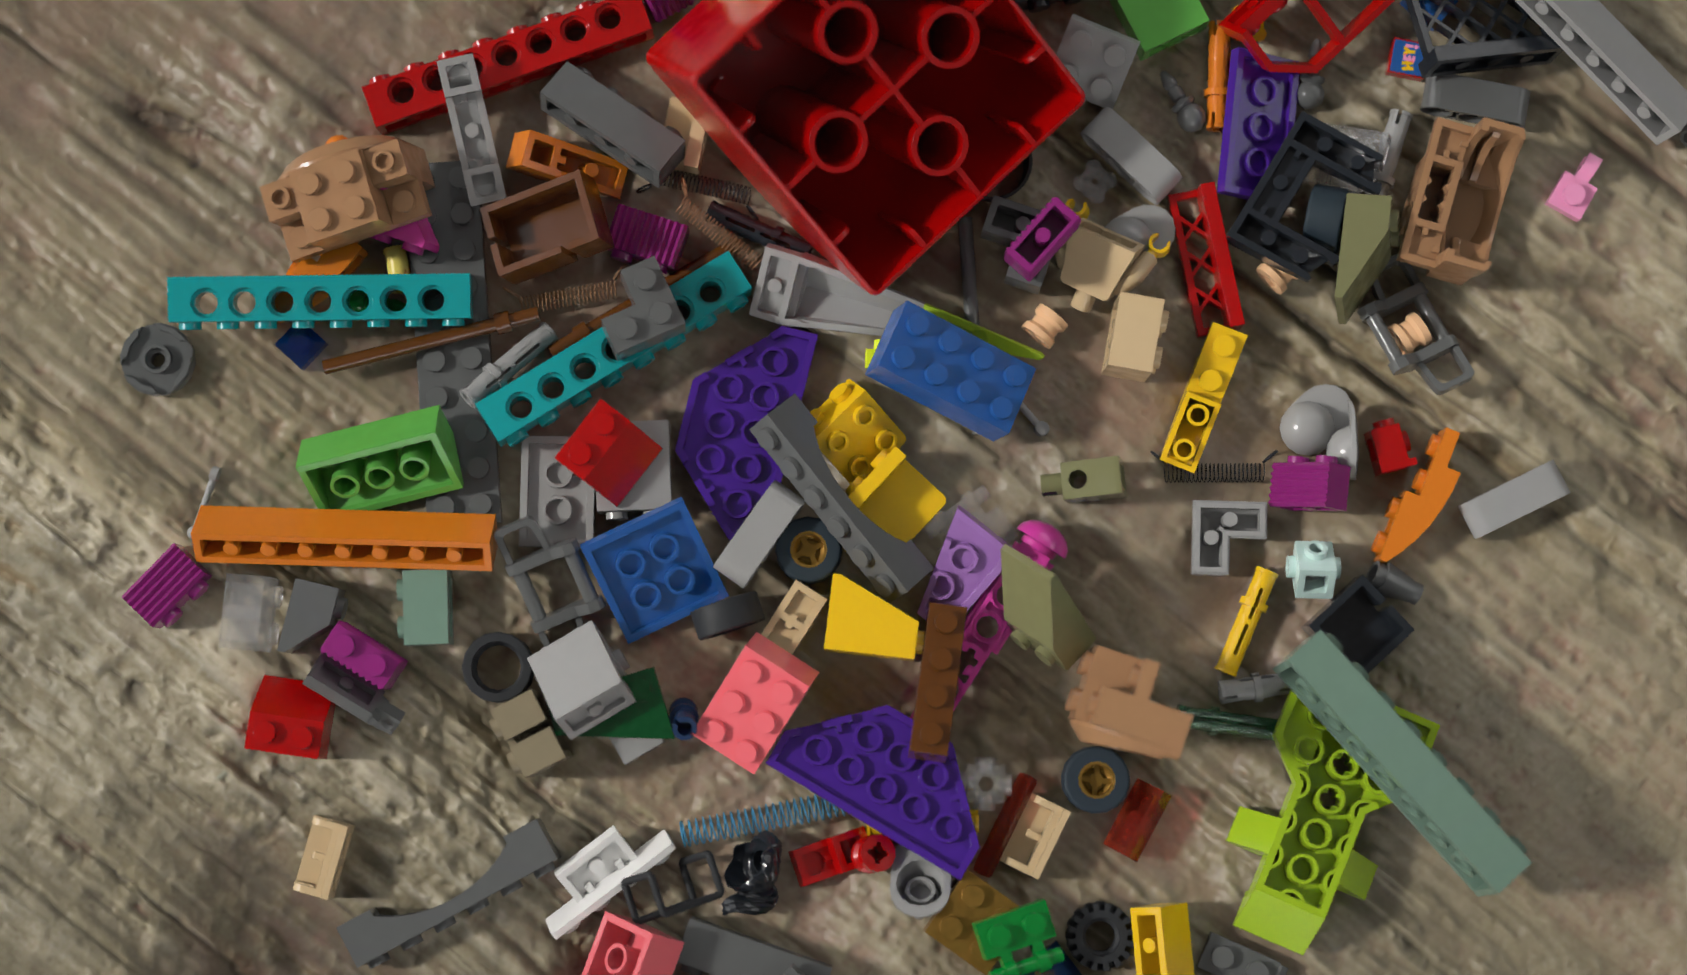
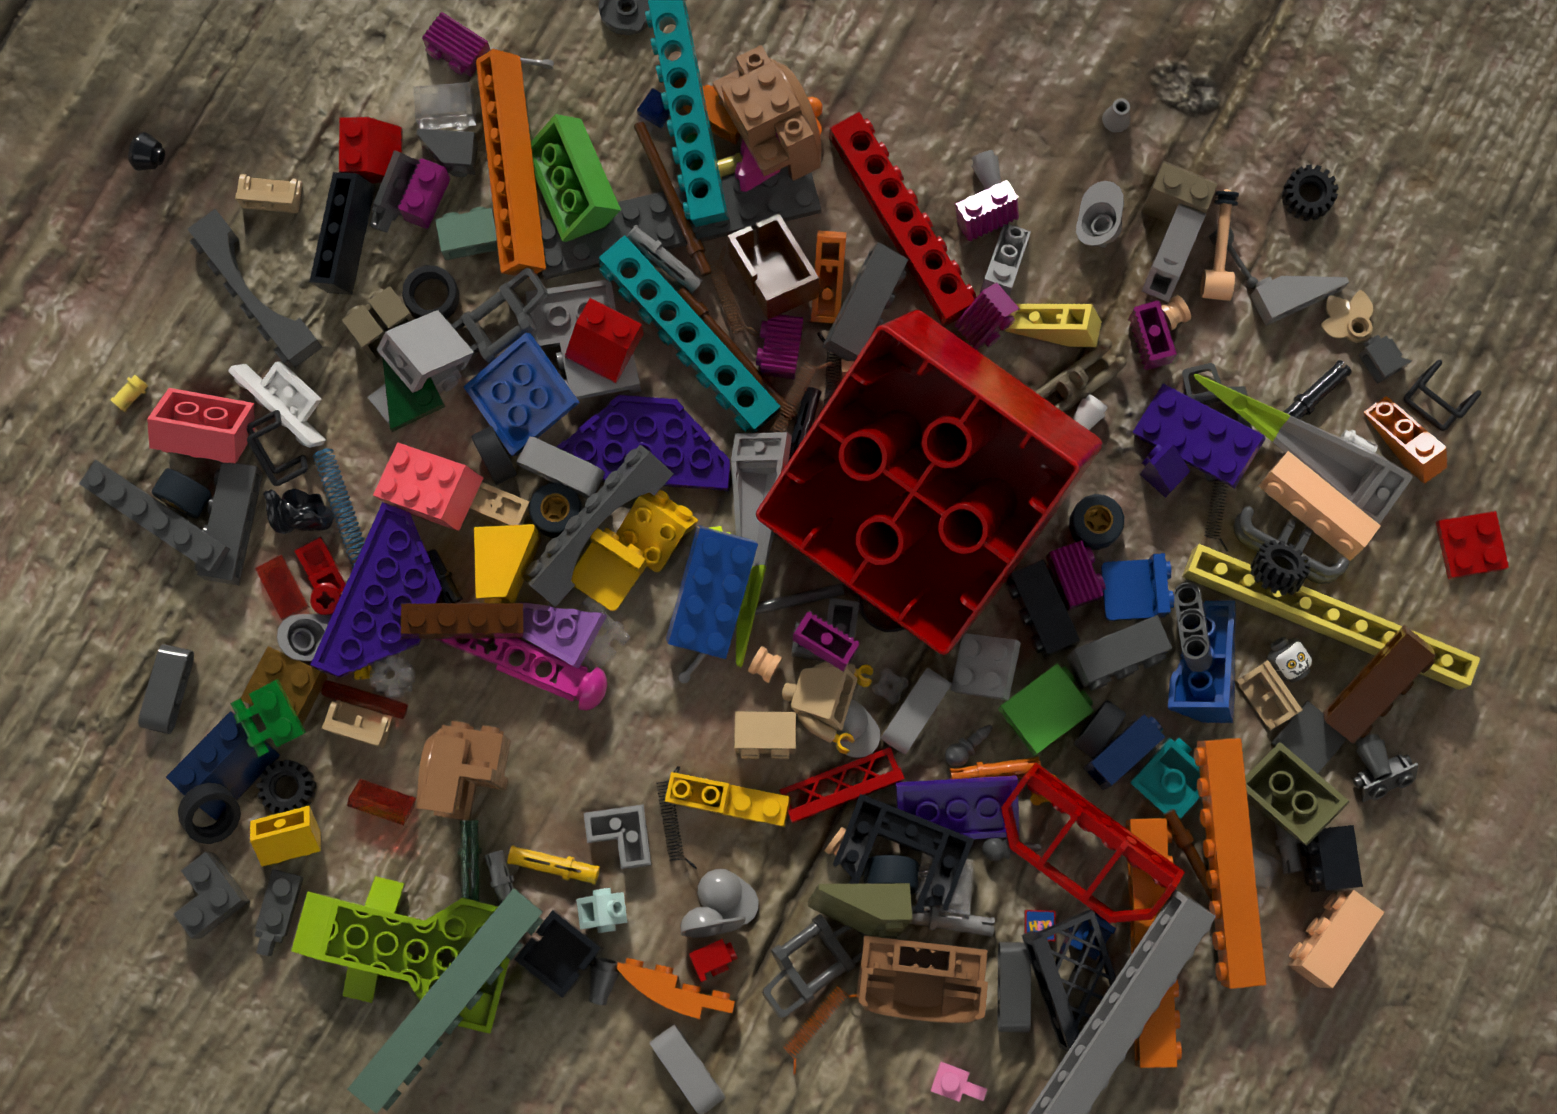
camera: 80 degrees right, 5 degrees down
(399, 767) = (342, 233): none -> black brick
(471, 129) = (840, 198): light grey slope -> none
(652, 314) = (715, 353): dark grey brick -> none
(684, 718) = (409, 435): dark blue pin -> none
(847, 908) = (282, 587): none -> clear red plate
(891, 697) = (450, 593): none -> black axle
(1042, 611) = (526, 693): olive slope -> none
(1103, 475) = (645, 725): olive torso -> none
(1106, 785) = (398, 760): black wheel -> none
(1310, 485) = (669, 895): magenta brick -> none
(1410, 333) = (808, 961): light nougat wheel -> none
(1455, 295) = (849, 996): none -> orange piece

